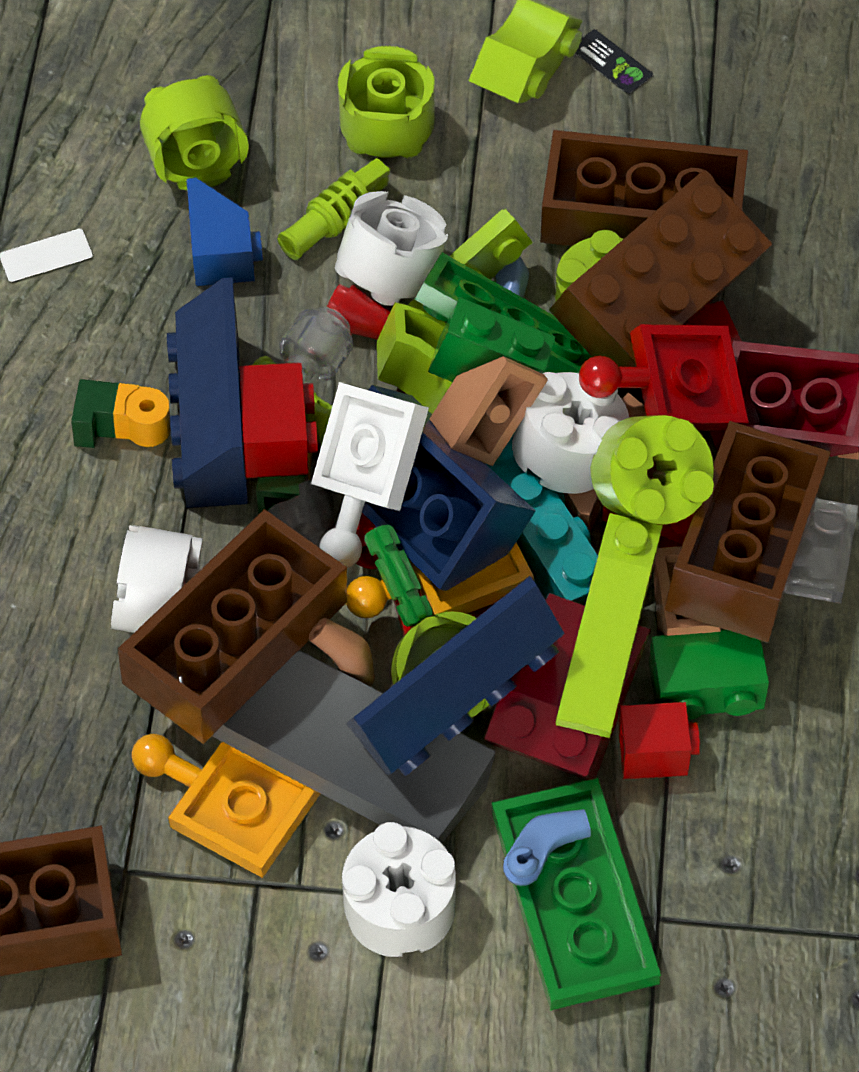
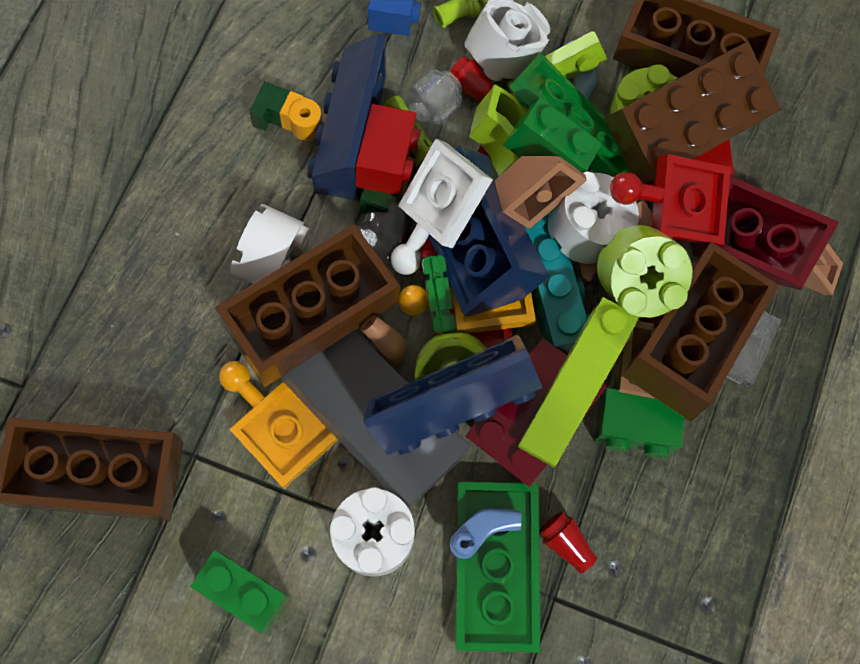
camera: 10 degrees right, 15 degrees up
(247, 1005) = (240, 592): none -> green brick
(656, 740) = (589, 464): red brick -> none
(658, 840) = (566, 540): none -> red cone

